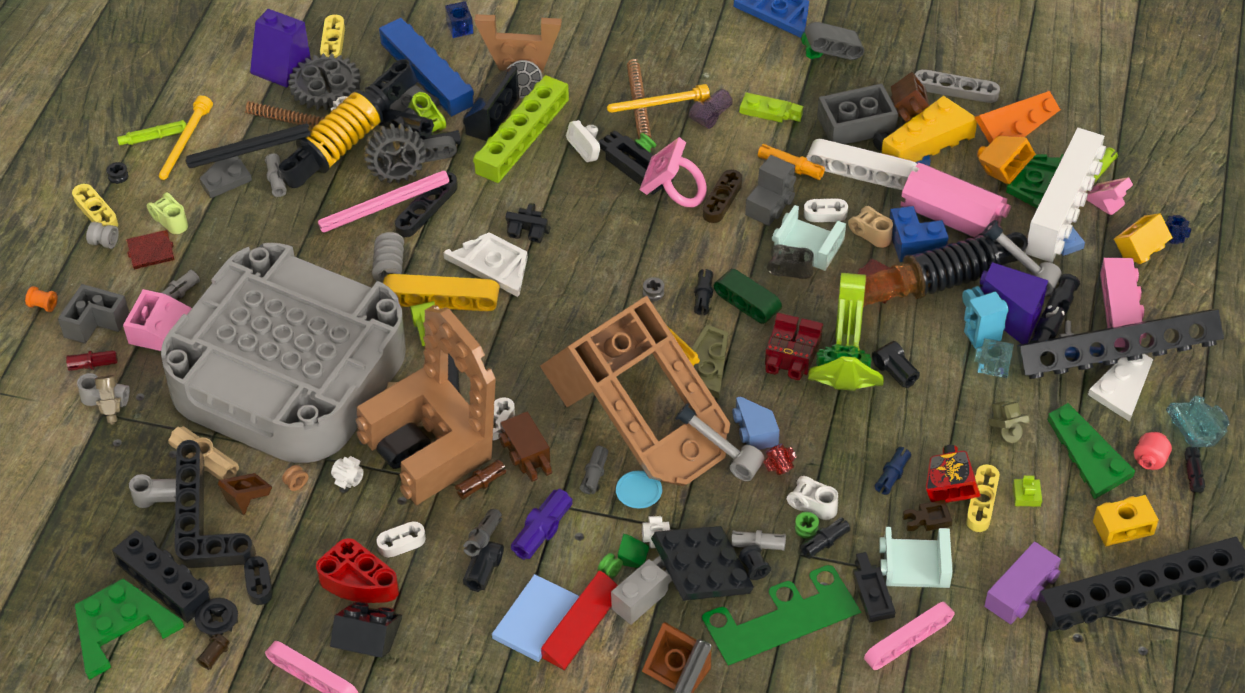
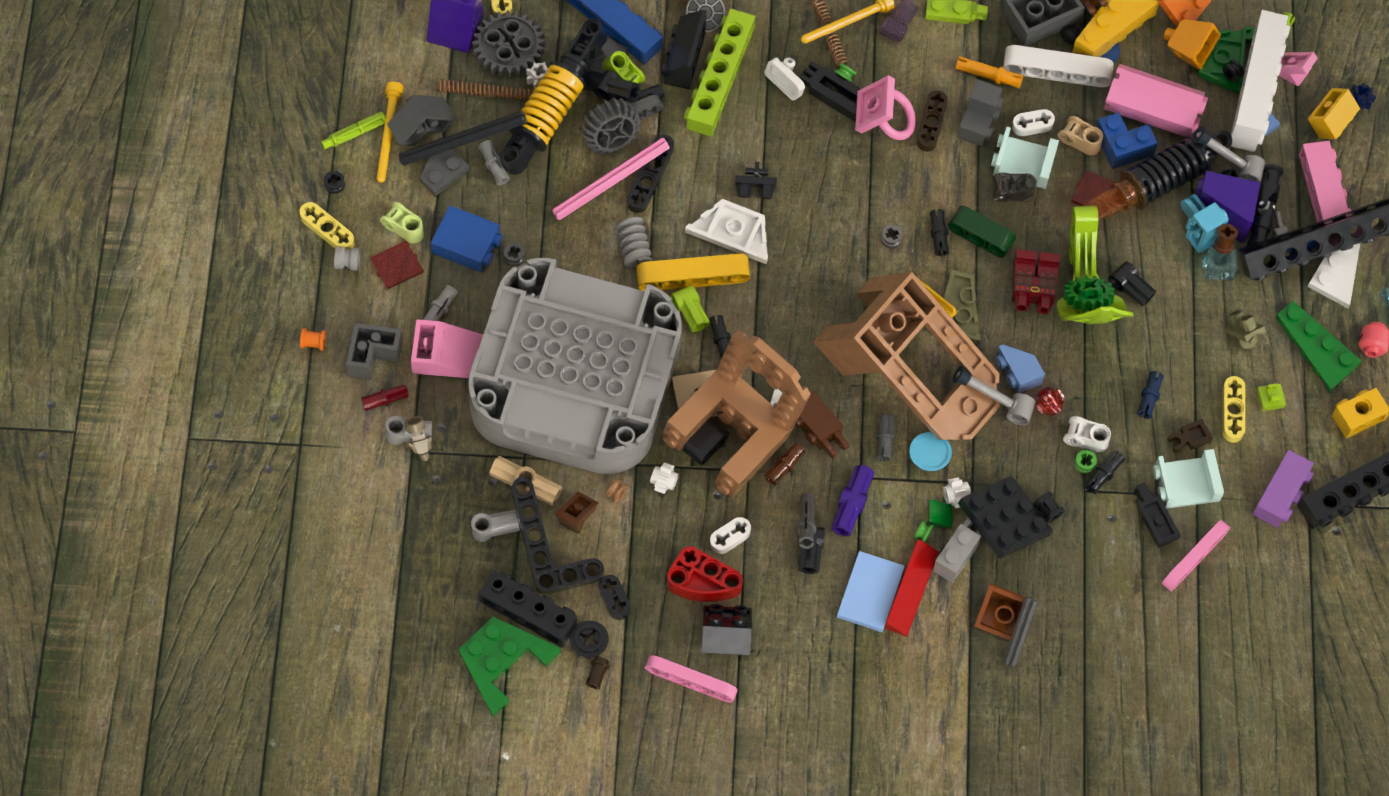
camera: 15 degrees left, 15 degrees up
(216, 123) = (420, 116): none -> dark grey brick
(222, 232) = (466, 239): none -> blue brick
(764, 540) = (1047, 484): light grey pin -> none
(787, 623) = (1089, 558): green piece -> none
(951, 476) = (1205, 394): torso -> none
(1002, 329) = (1226, 235): none -> reddish brown bush
(1040, 185) = (1233, 71): none -> black bush

